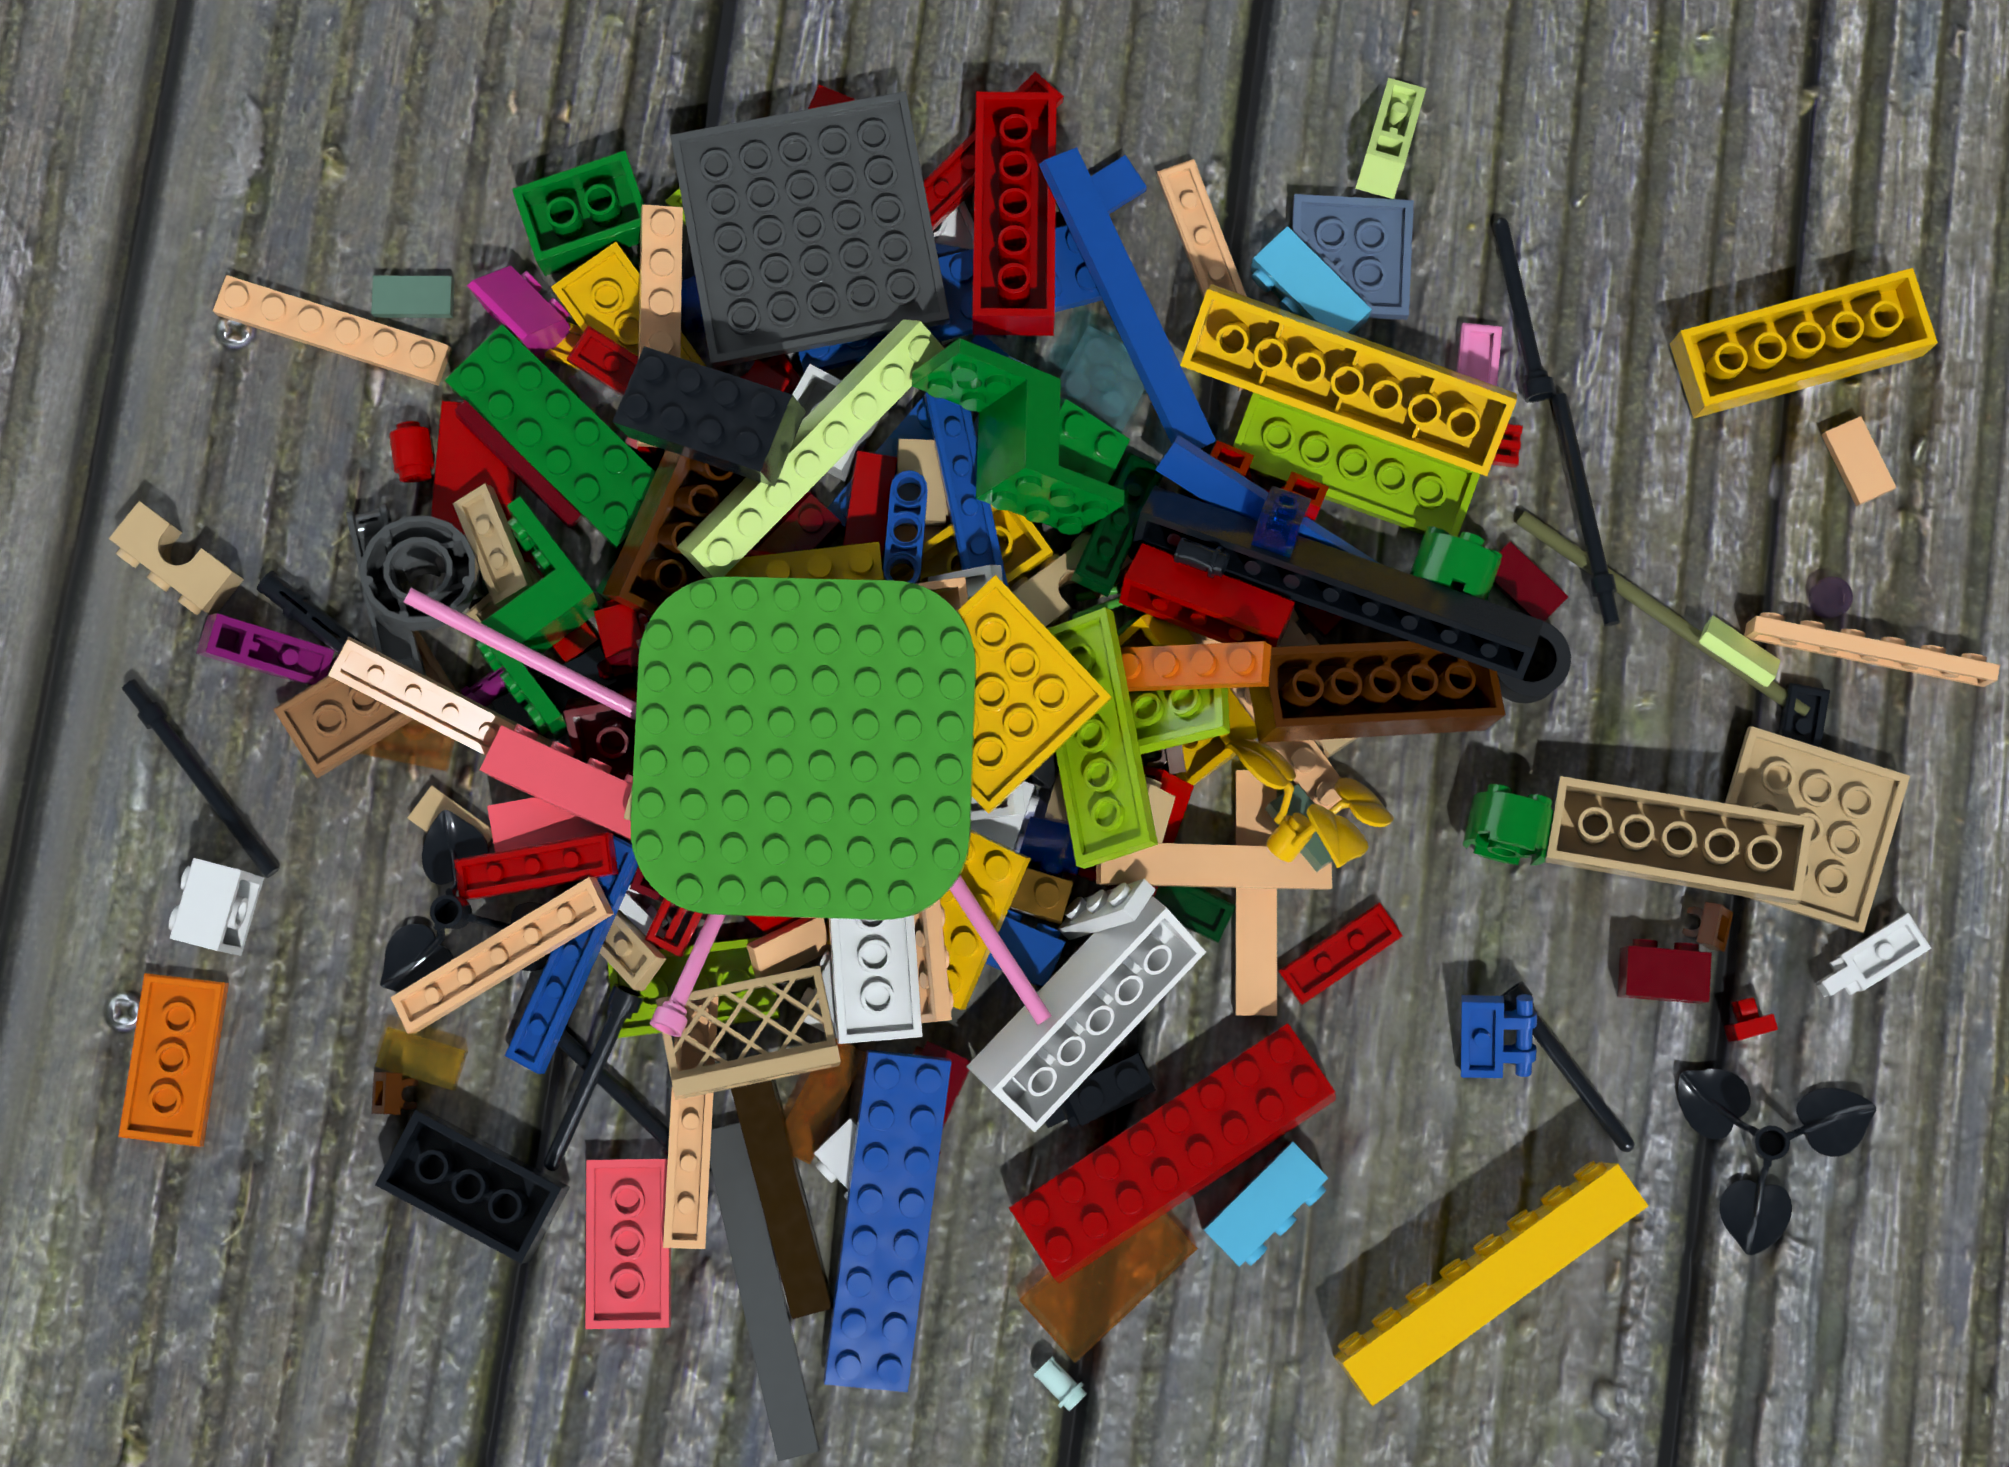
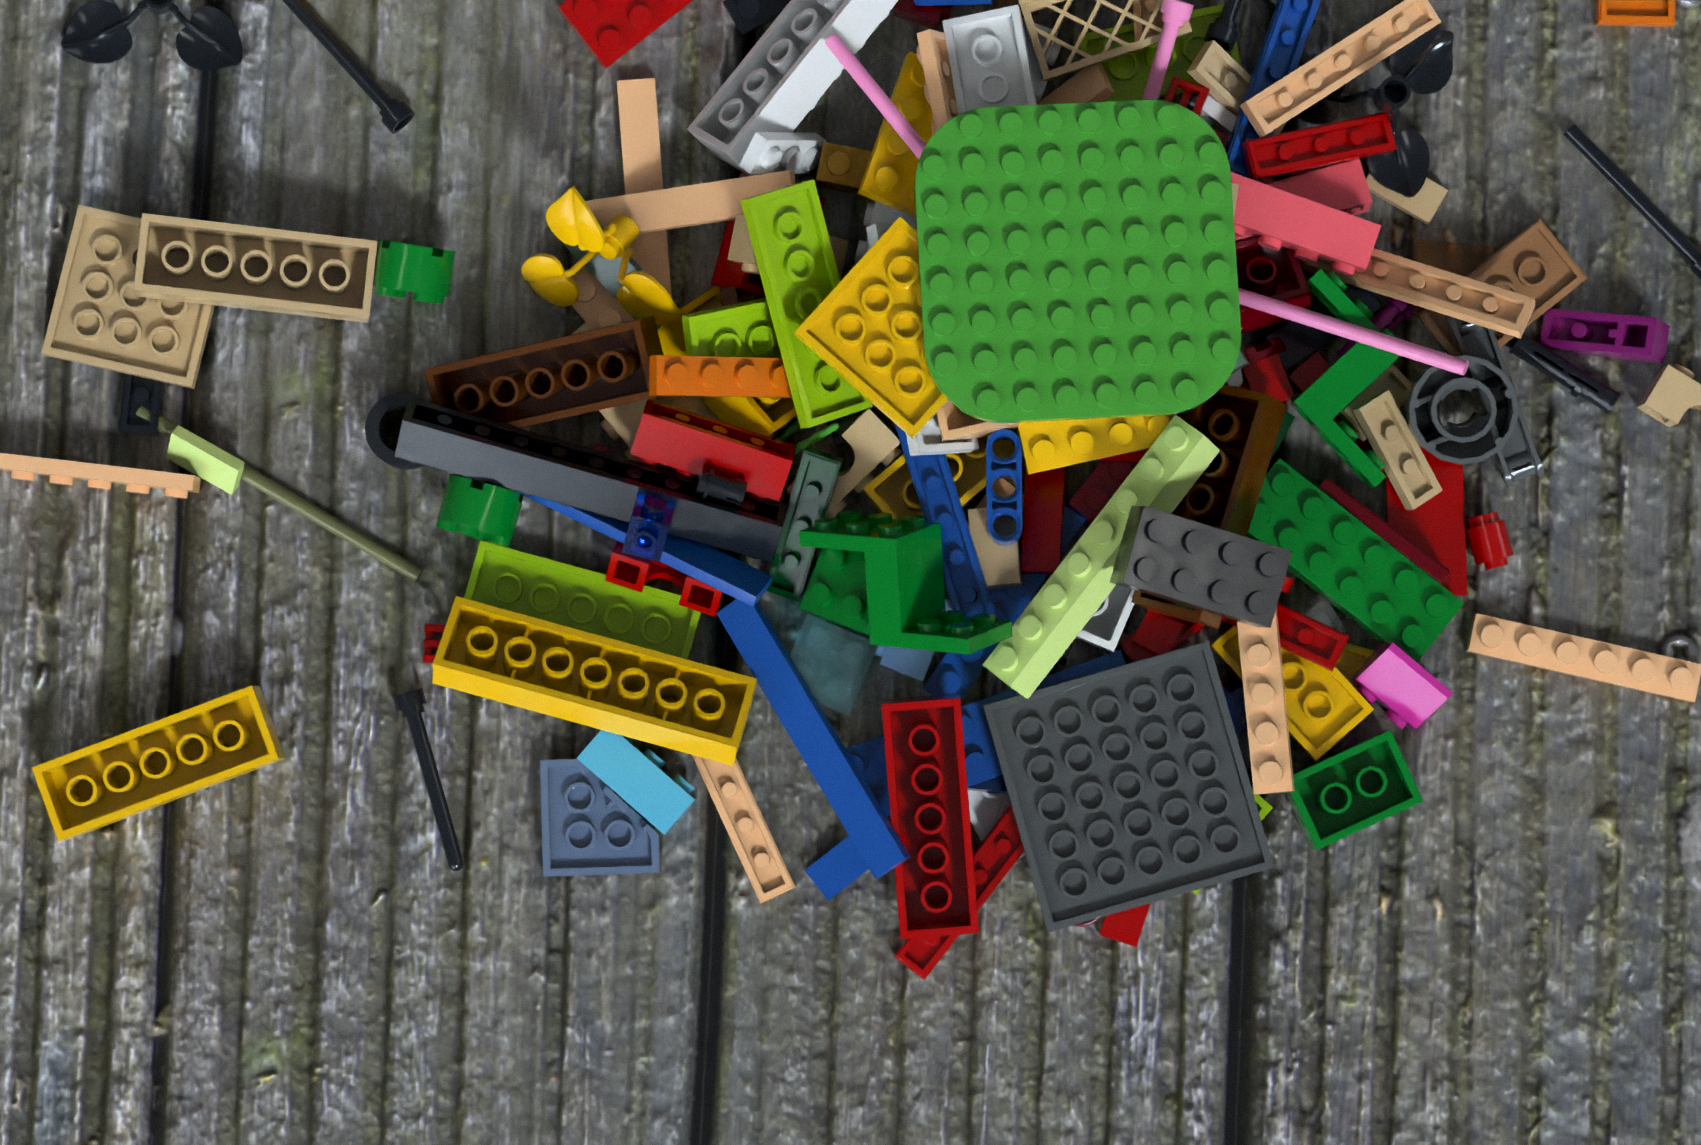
camera: 170 degrees right, 5 degrees up
(215, 907) = (1614, 85): white brick -> none
(412, 297) = (1509, 697): sand green tile -> none
(1032, 948) = (850, 117): blue brick -> none
(1049, 847) = (843, 214): clear blue brick -> none
(1197, 910) = (693, 167): dark green tile -> none
(1340, 953) = (562, 144): red tile -> none
(1391, 138) = (568, 940): yellowish green slope -> none
(1479, 351) = (468, 726): bright pink tile -> none
(1483, 1036) = (425, 77): blue plate -> none
(1527, 585) = (409, 508): dark red tile -> none
(1602, 583) = (338, 513): black bar -> none
(1664, 973) = (260, 151): dark red brick -> none
(1713, 927) = (217, 197): reddish brown tile -> none
(1749, 1021) = (180, 112): red tile -> none
(1830, 597) = (120, 522): clear purple tile -> none
(1858, 461) = (99, 657): light nougat tile -> none
(1875, 957) = (66, 184): white hinge -> none

